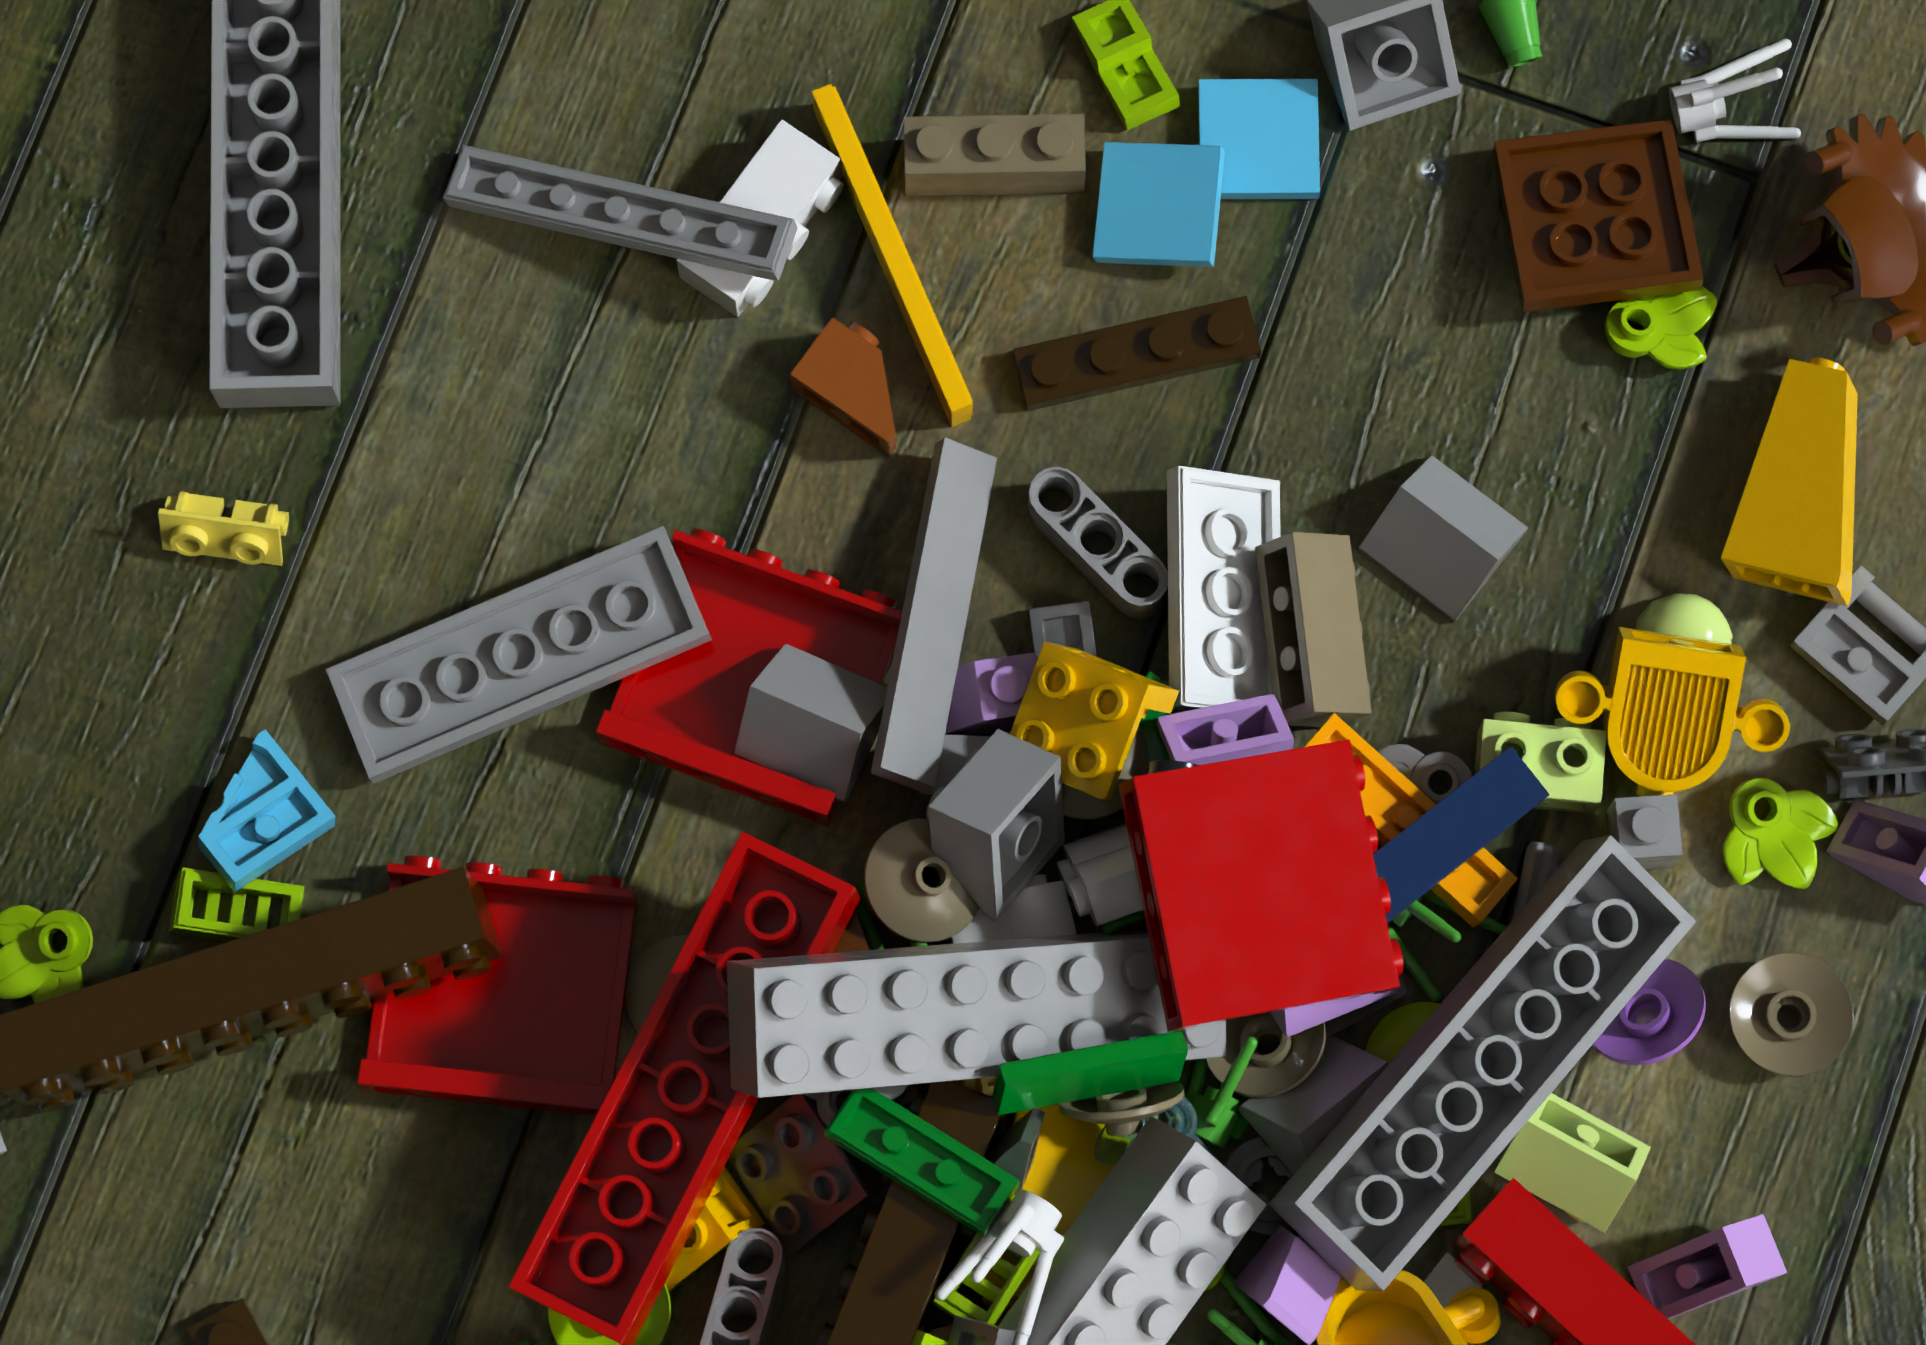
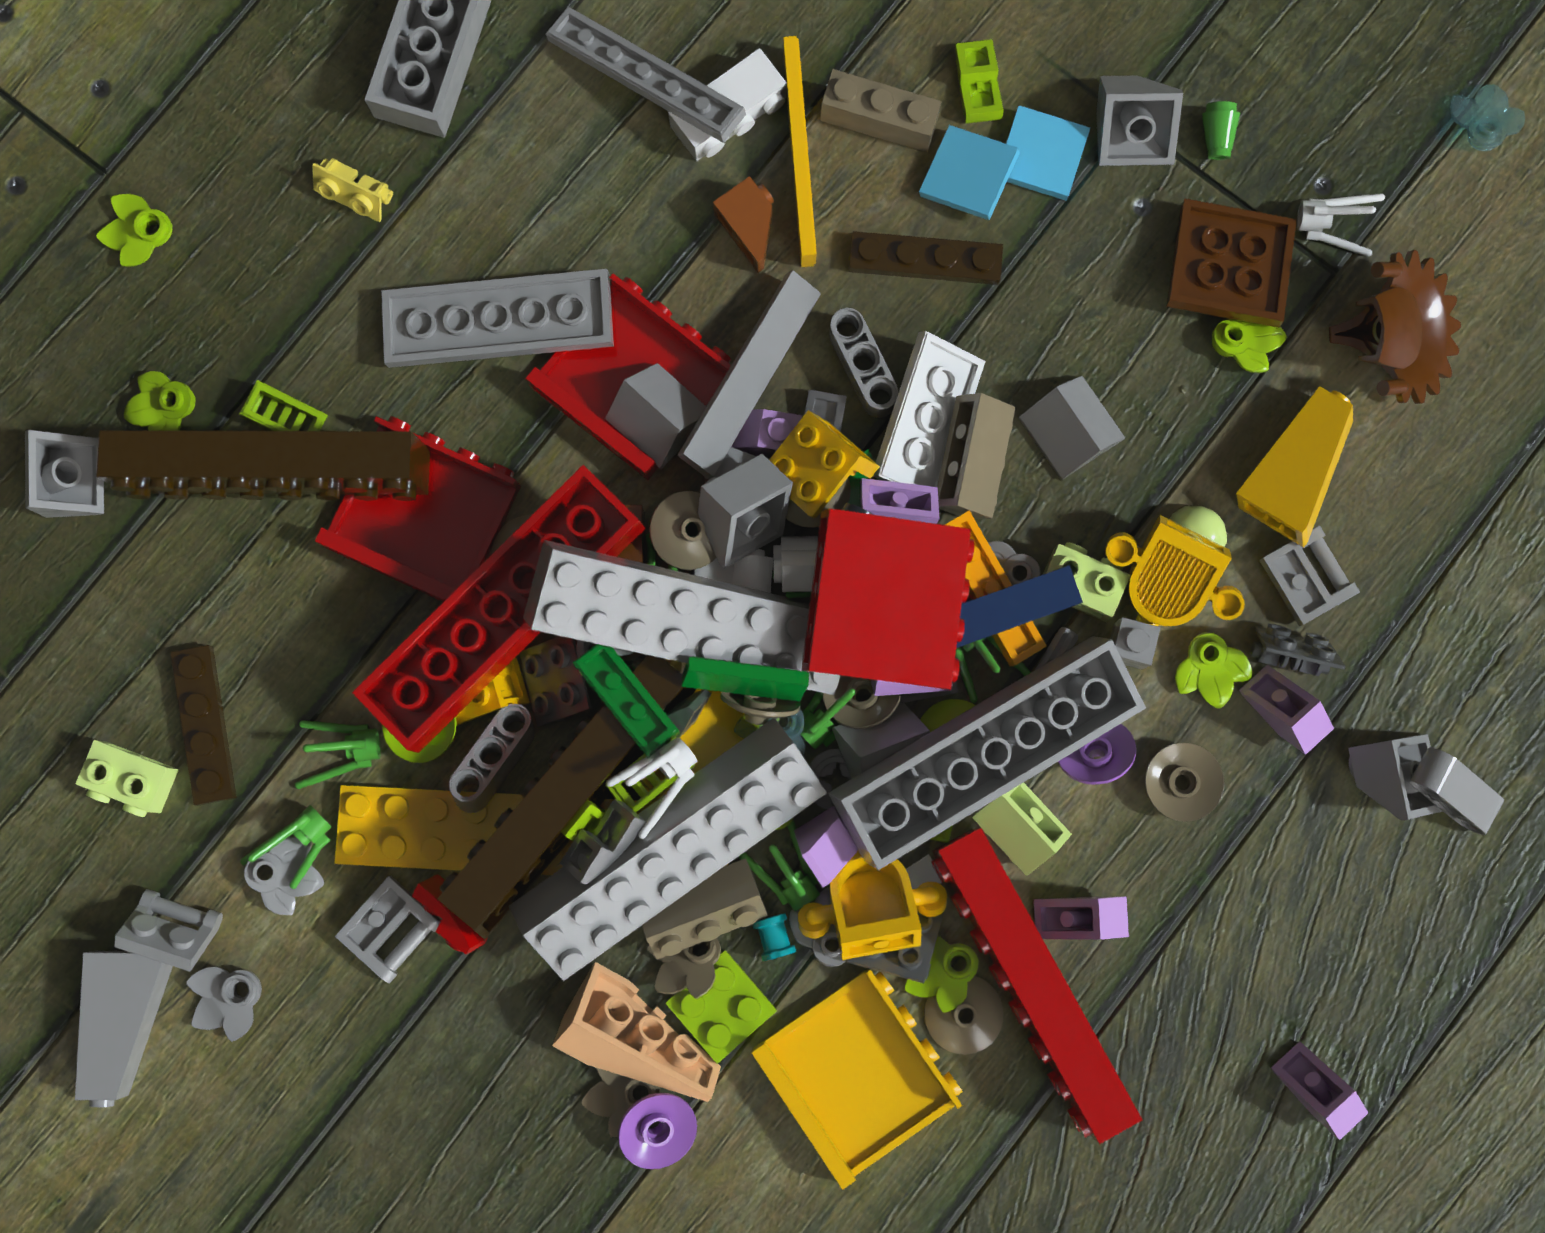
camera: 20 degrees right, 5 degrees up
(263, 816) = (315, 365): medium azure wing -> none

